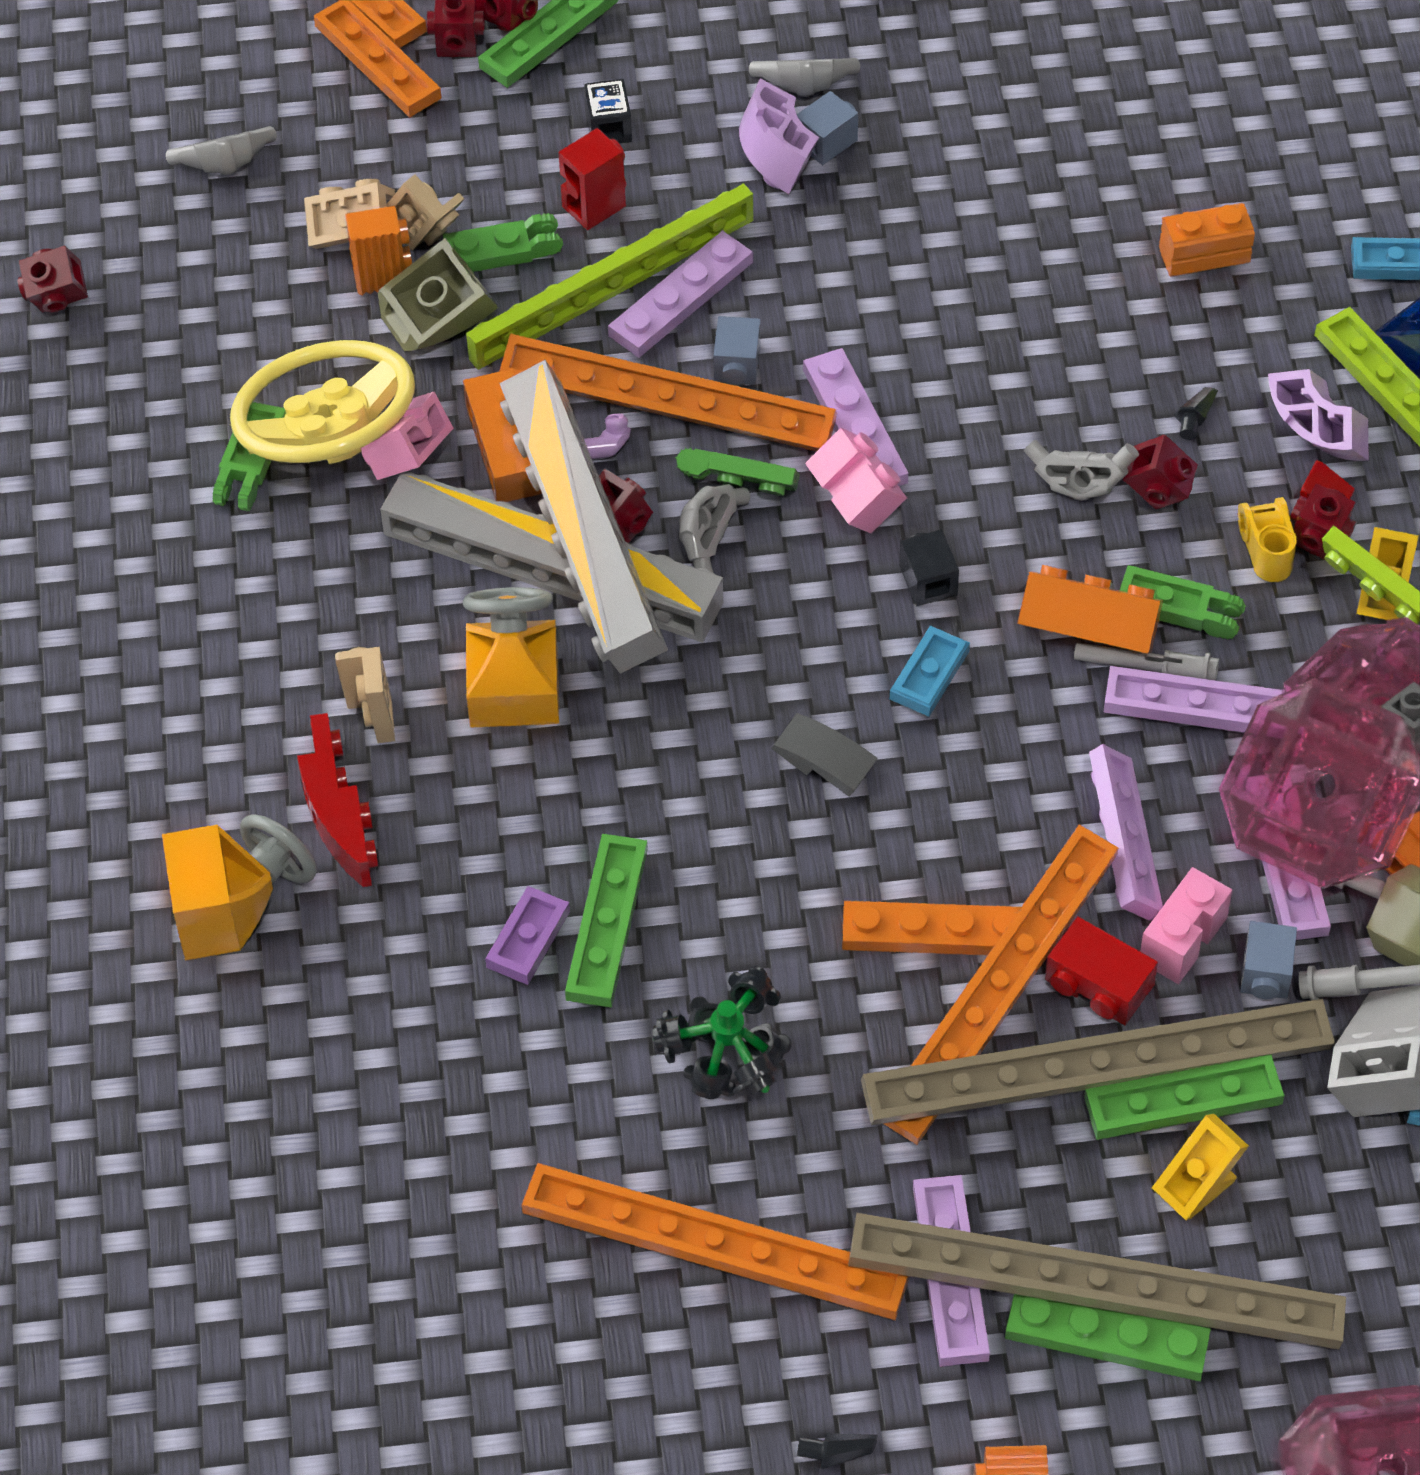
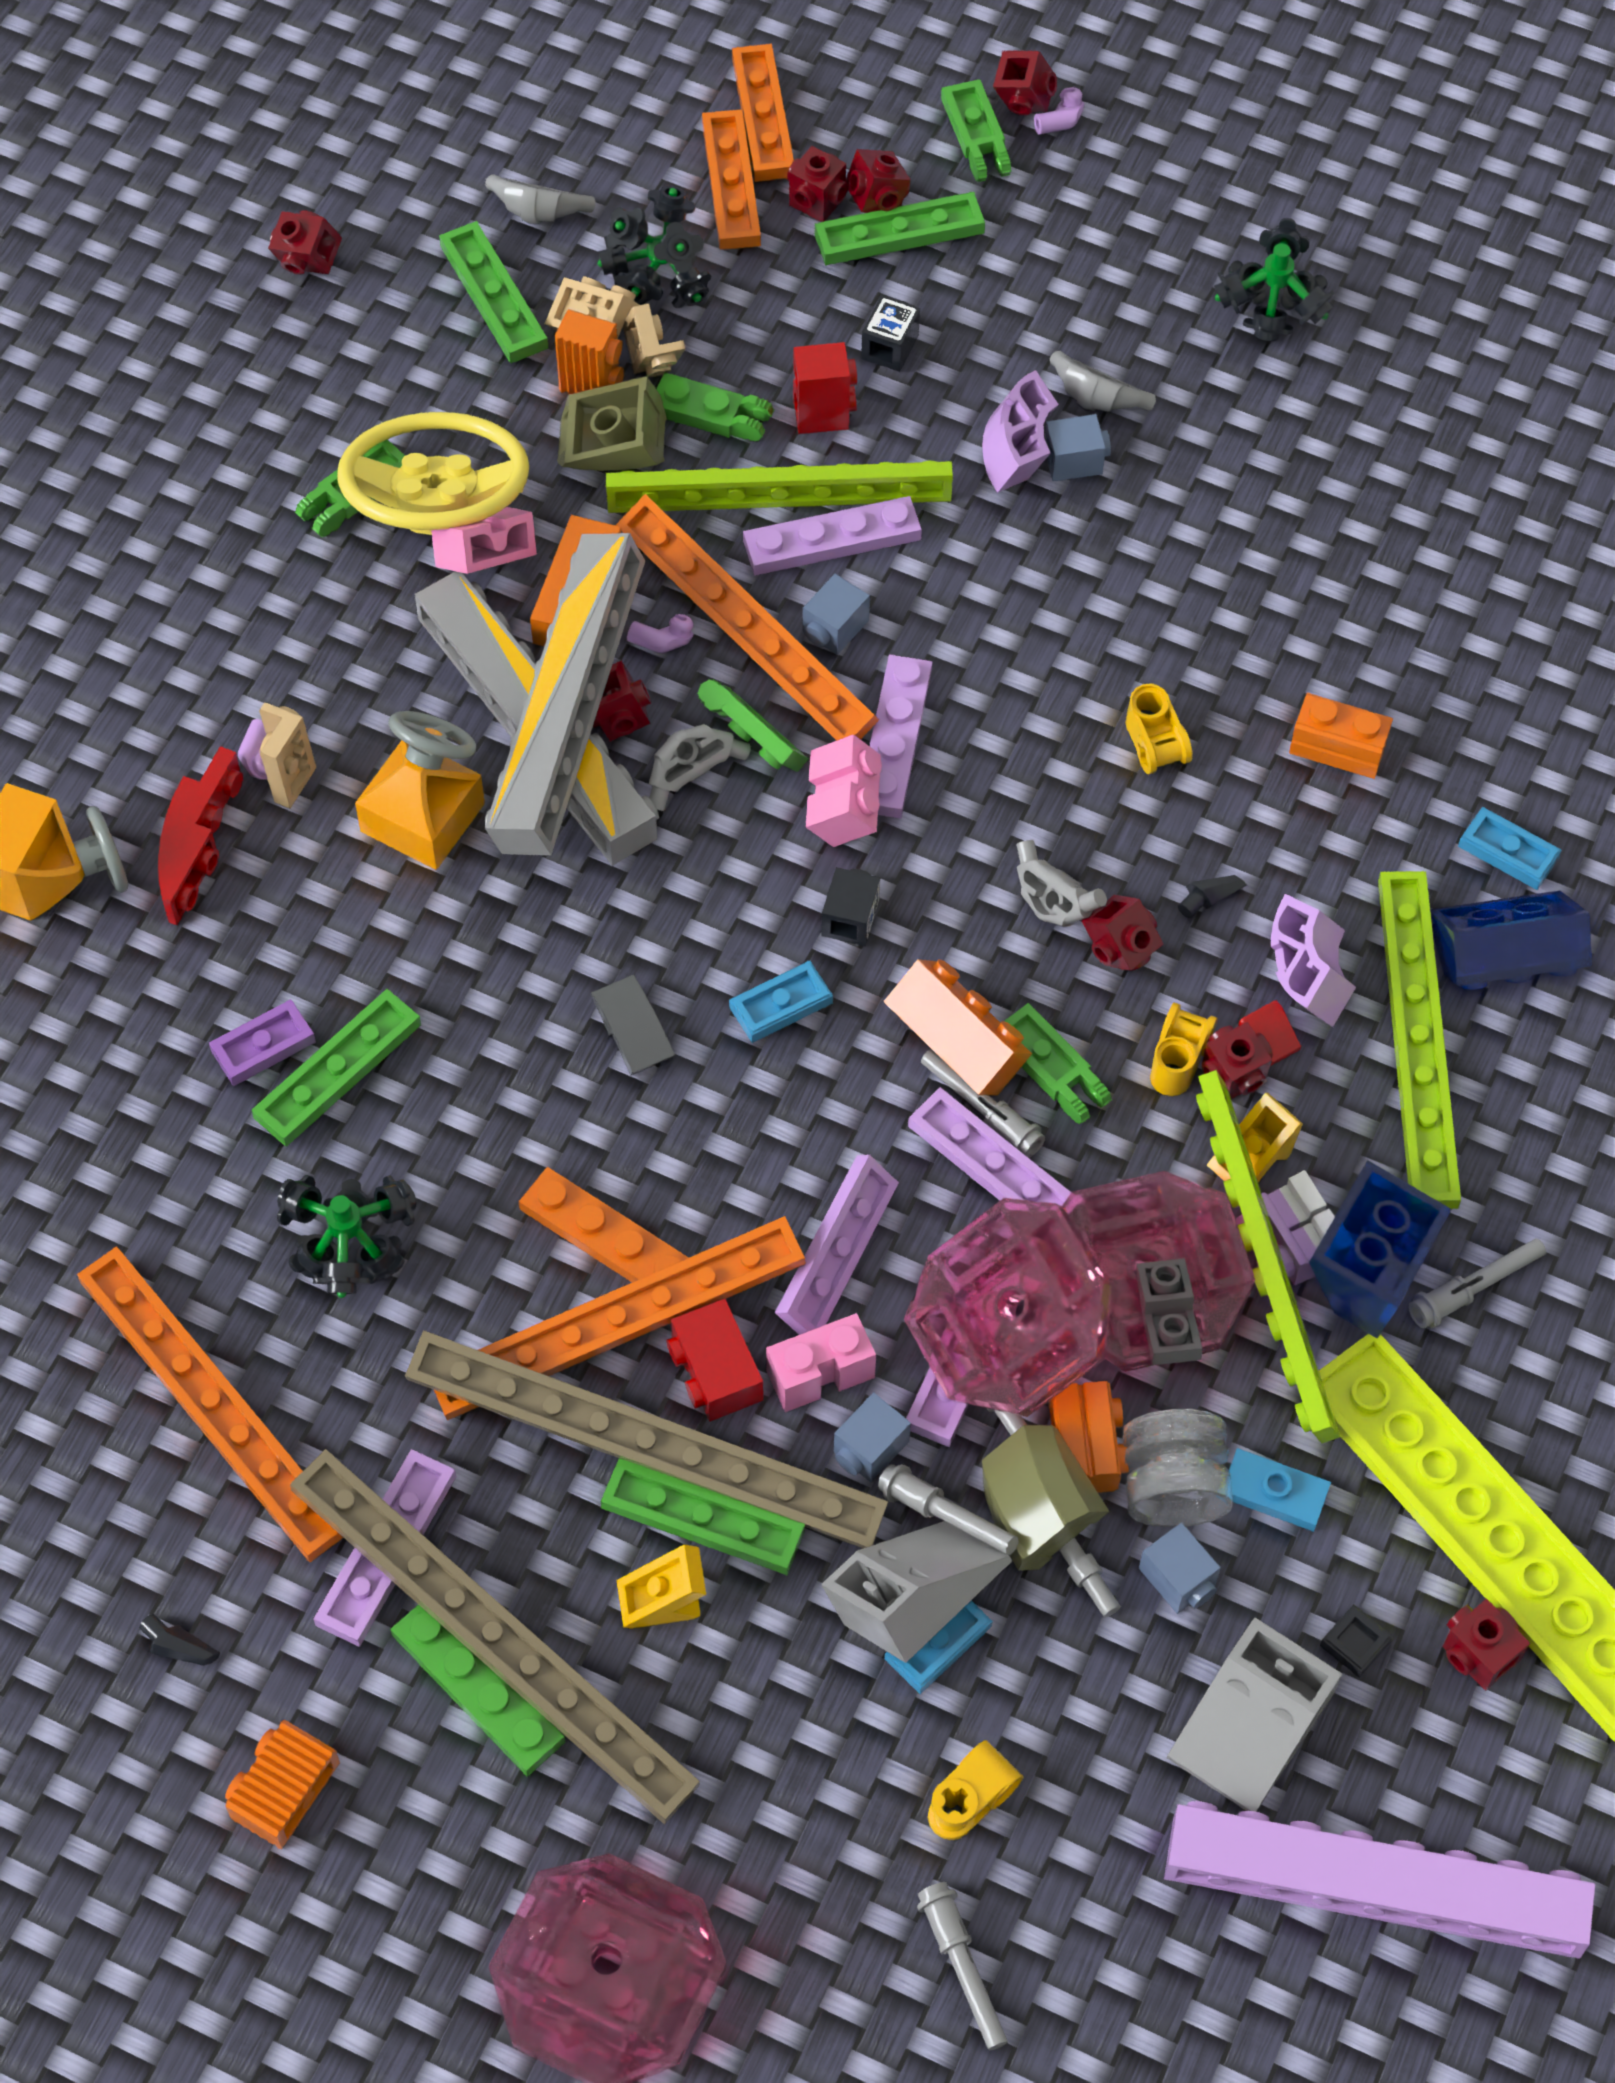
camera: 30 degrees right, 5 degrees up
(245, 241) = (493, 292): none -> bright green plate
(340, 715) = (250, 750): none -> lavender arm
(390, 124) = (672, 247): none -> black plant
(1059, 308) = (1158, 736): none -> yellow piece

